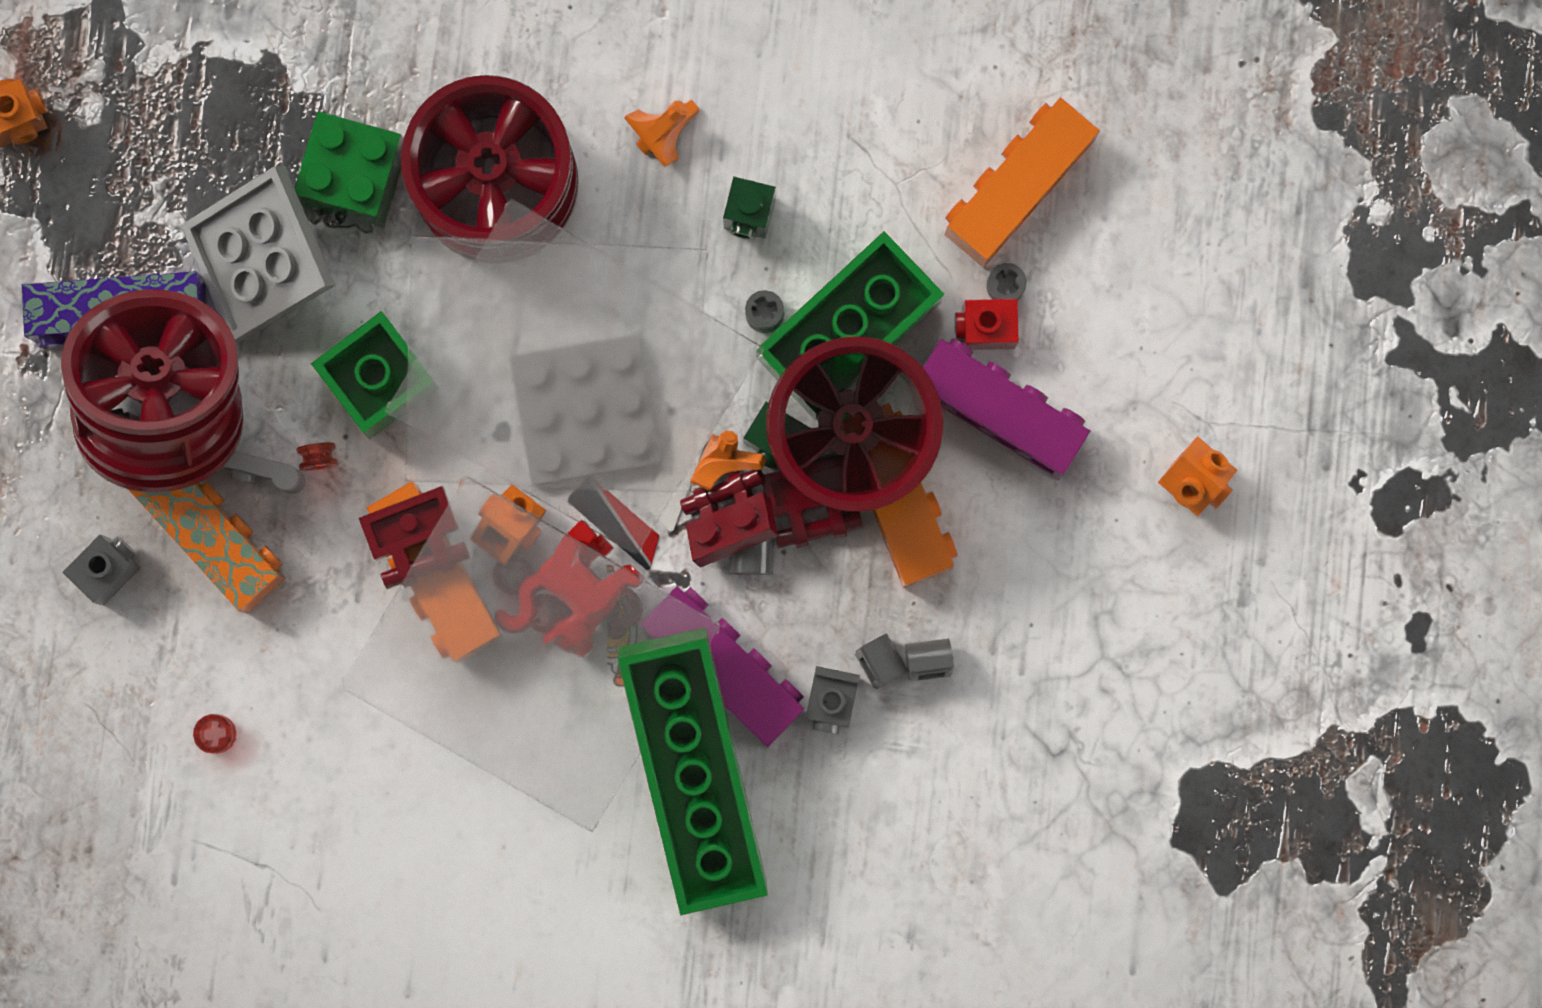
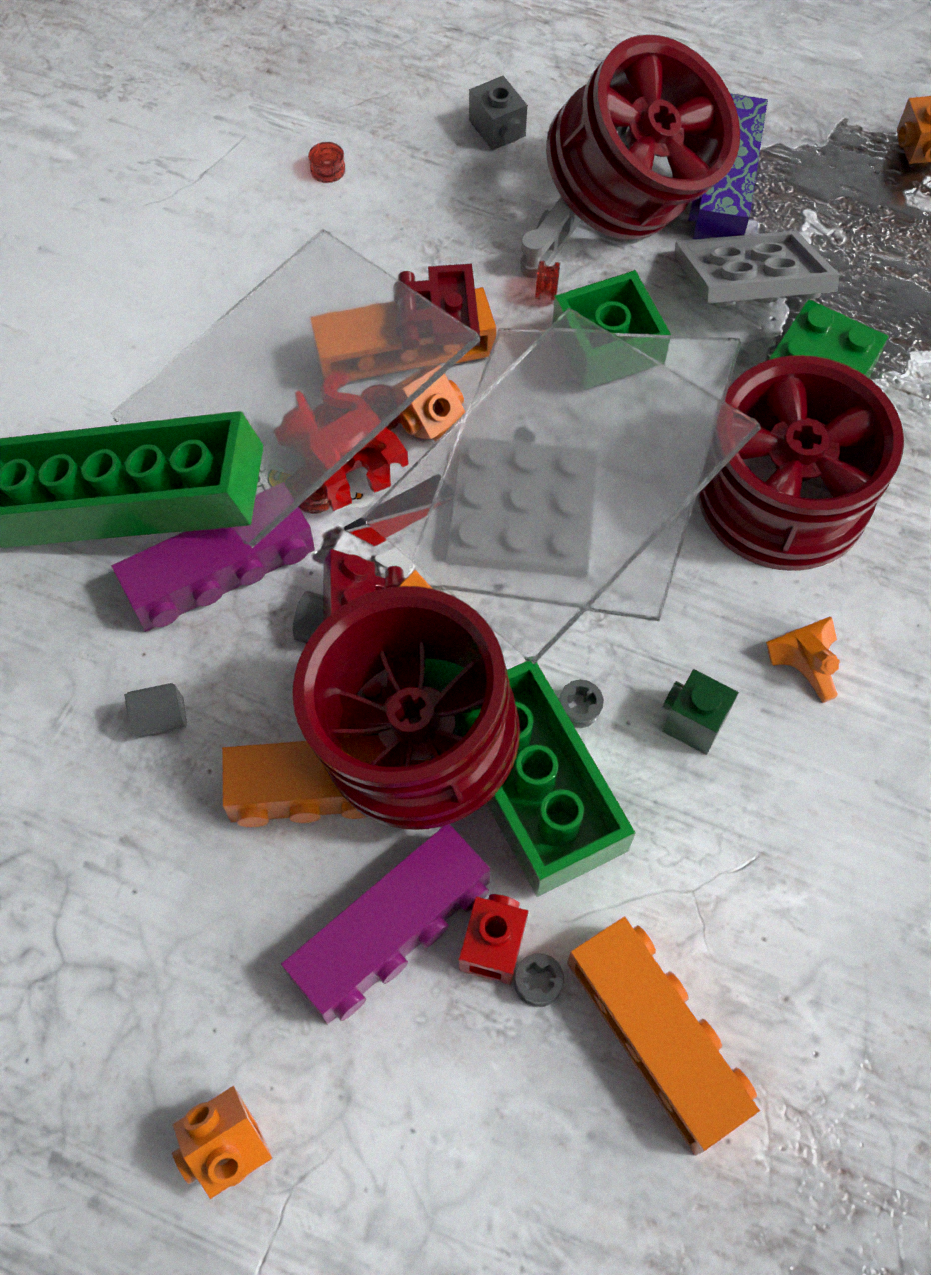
camera: 105 degrees right, 20 degrees down
(216, 542) = (490, 192): orange brick -> none
(837, 682) = (145, 663): dark grey brick -> none
(929, 659) = (137, 760): dark grey brick -> none

